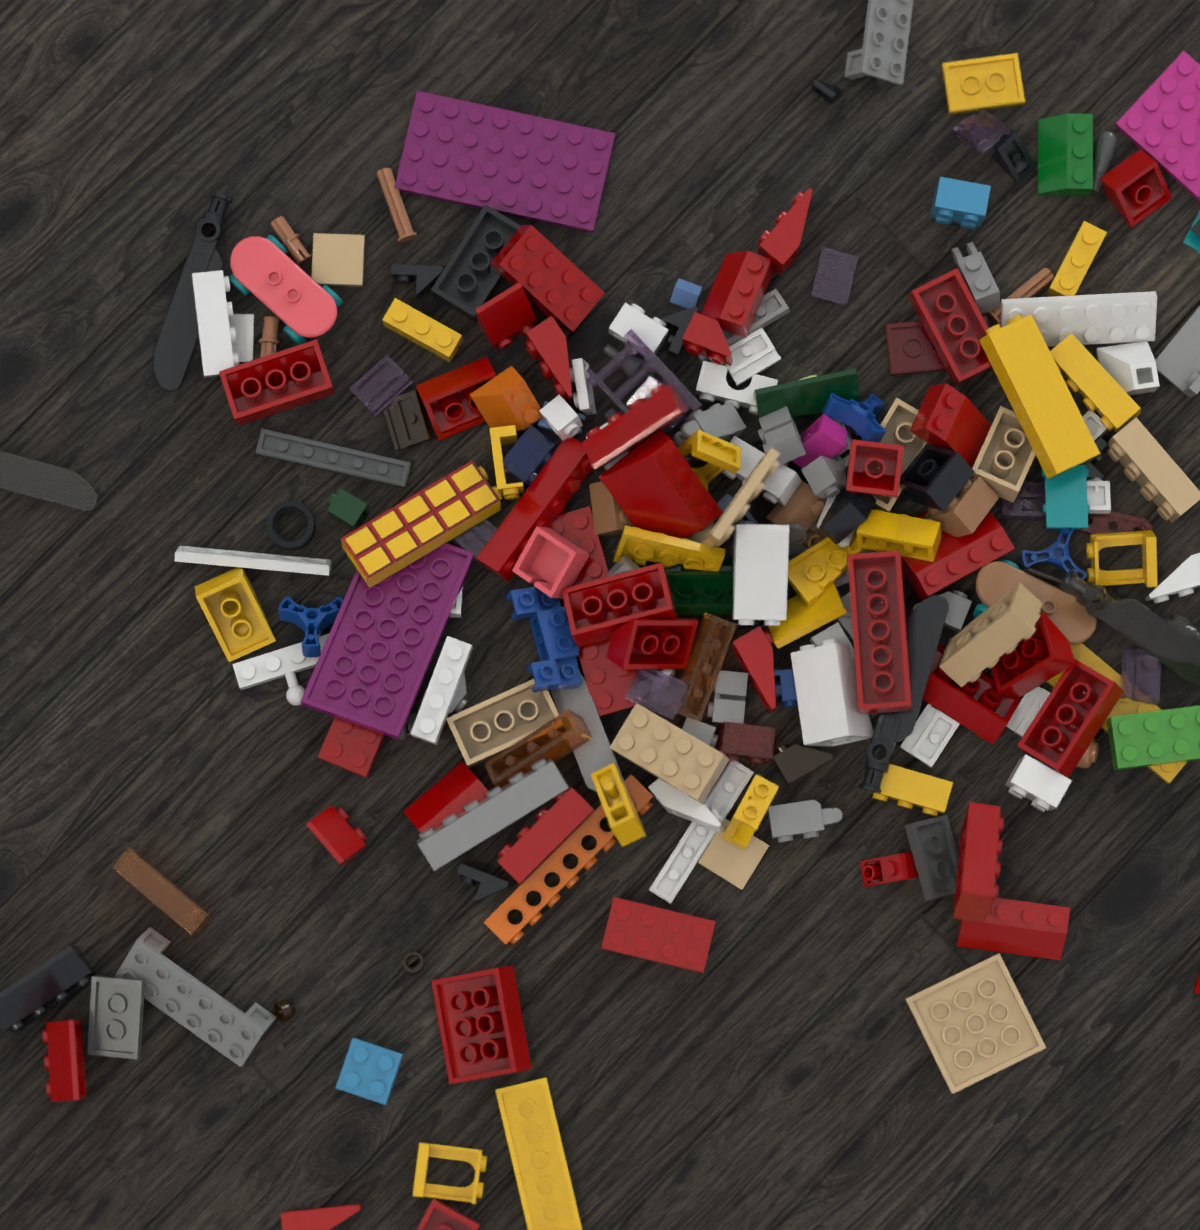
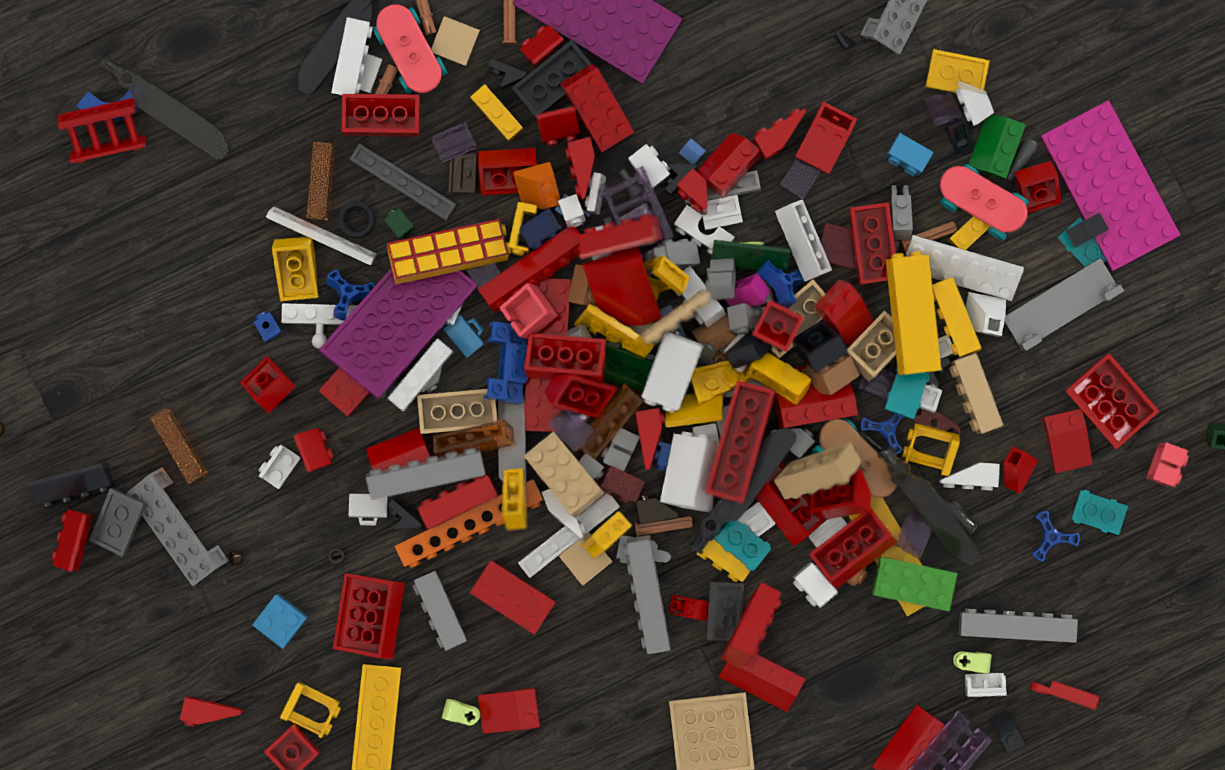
camera: 15 degrees right, 5 degrees up
(228, 492) = (320, 181): none -> clear orange brick
(232, 703) = (273, 330): none -> blue brick
(249, 773) = (267, 384): none -> red slope
(300, 873) = (279, 466): none -> white bracket
(431, 885) = (362, 506): none -> white piece
(450, 227) = (541, 46): none -> red slope
(480, 625) = (465, 336): none -> dark azure piece
(571, 985) = (440, 610): none -> light grey brick
(637, 1108) = (456, 712): none -> yellowish green piece
(704, 1083) = (509, 710): none -> red slope
(817, 777) = (663, 525): none -> nougat axle
(830, 869) = (648, 594): none -> light grey brick
(848, 216) = (826, 137): none -> red slope
(867, 354) = (803, 240): none -> white brick
(928, 763) = (743, 544): none -> teal piece
(1021, 108) = (976, 102): none -> white slope
(1075, 225) = (983, 199): none -> coral piece

